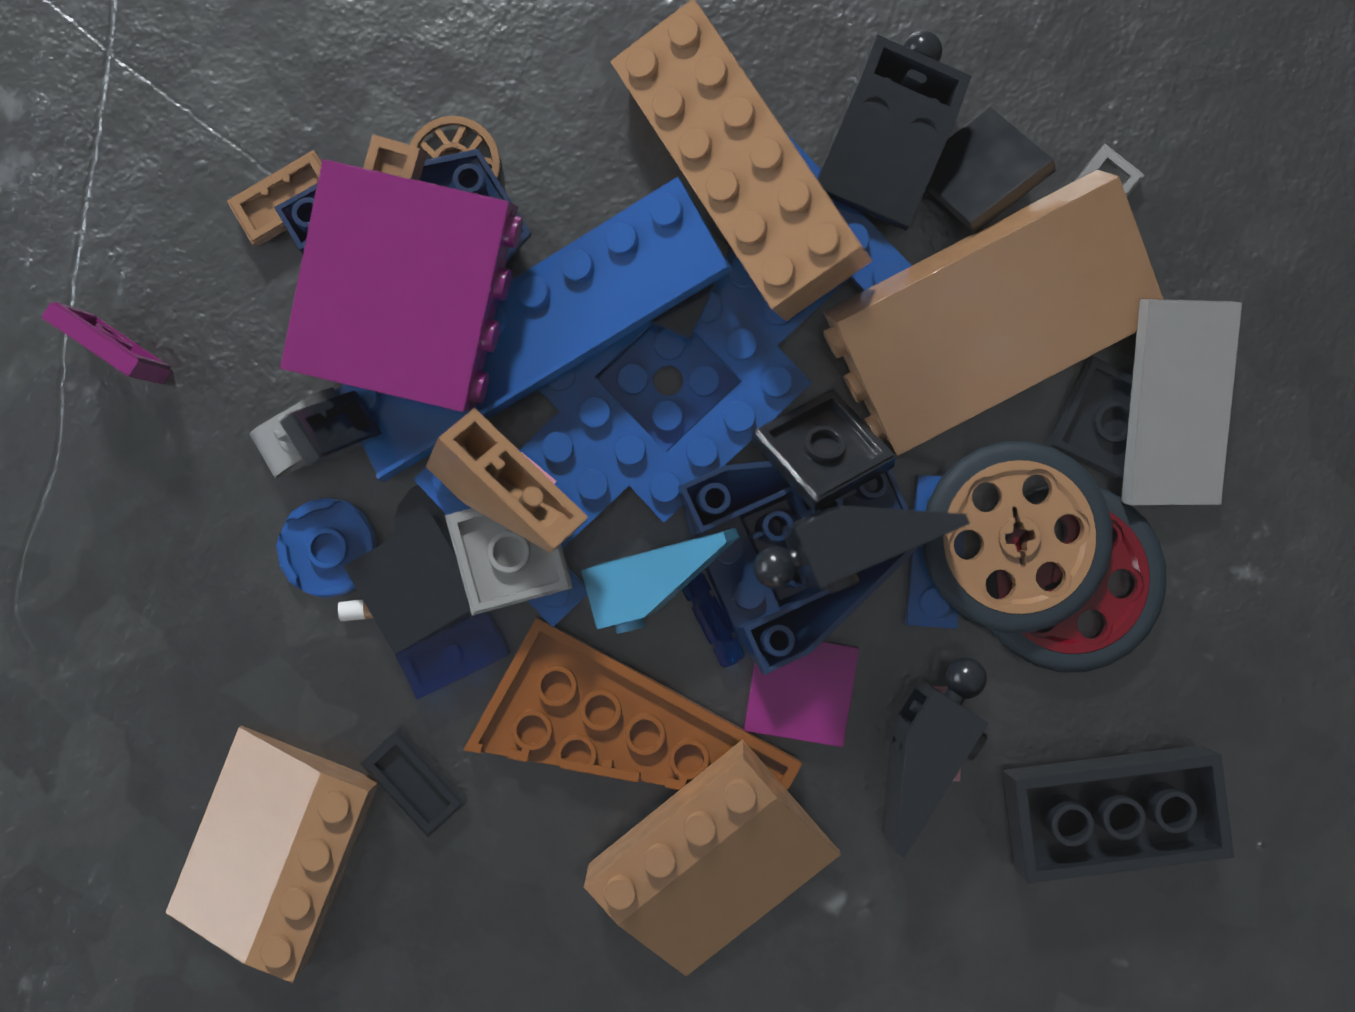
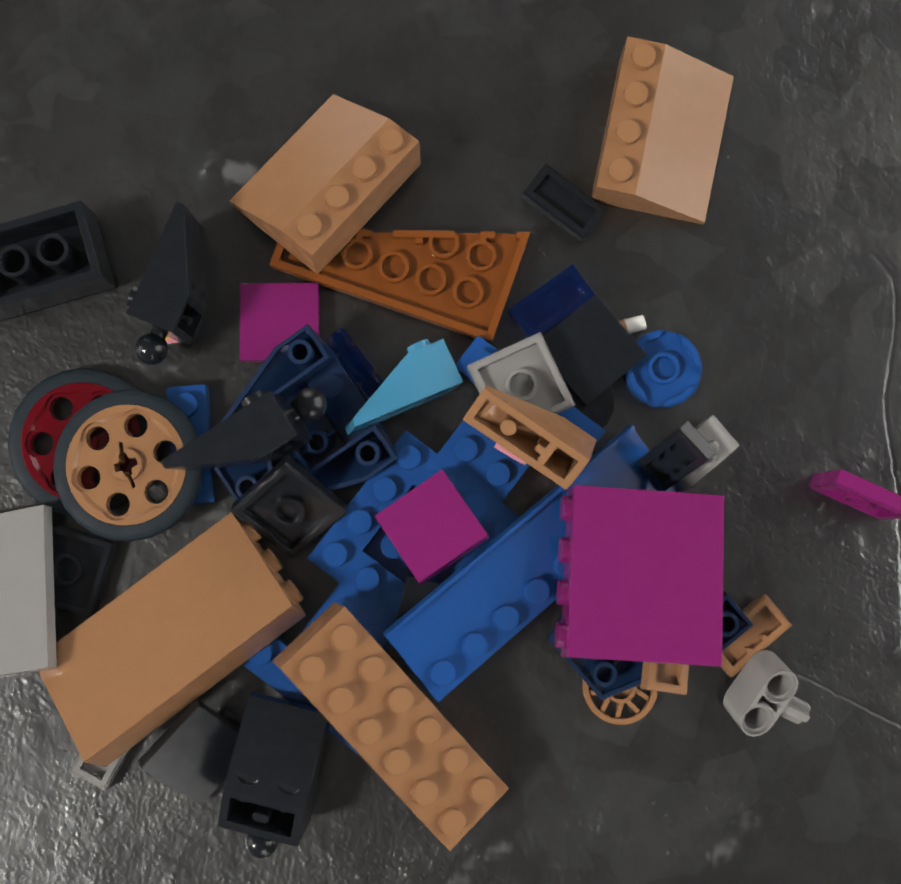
camera: 165 degrees right, 5 degrees down
(278, 123) = (764, 693): none -> light grey beam
(650, 392) = (431, 527): none -> magenta tile

